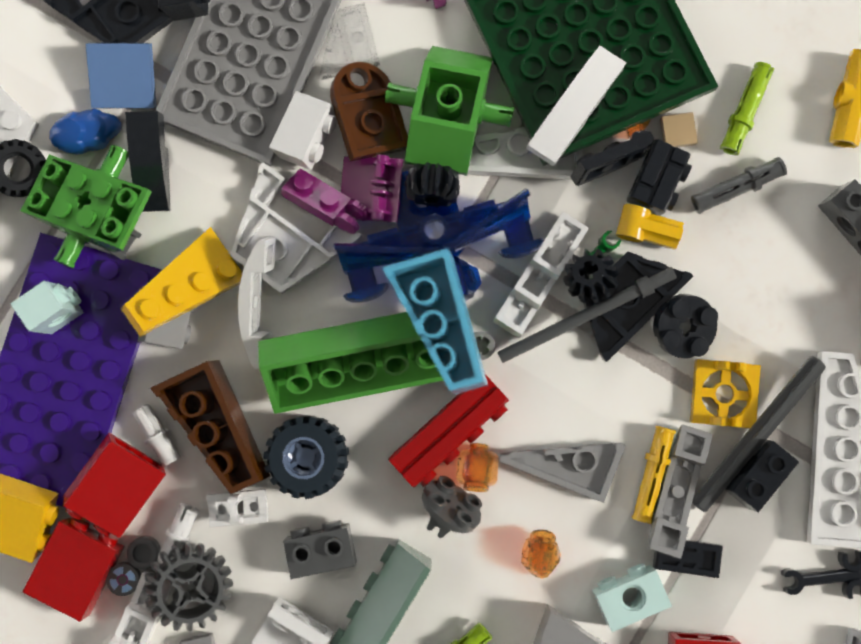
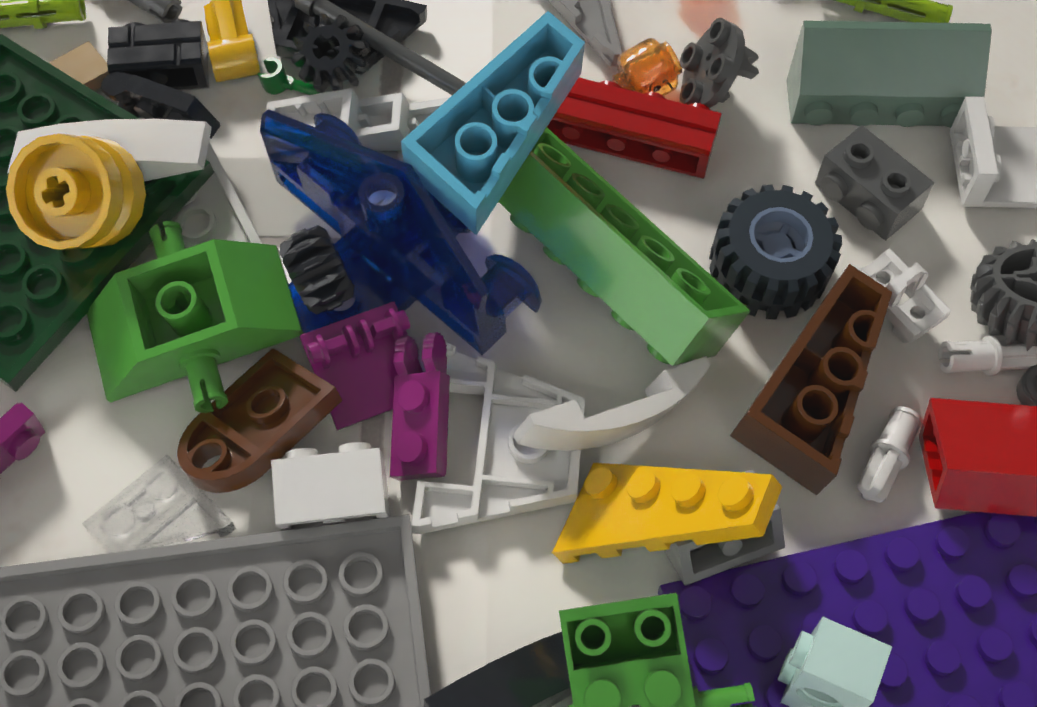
camera: 125 degrees left, 25 degrees down
(544, 68) = (75, 191): none -> yellow wheel

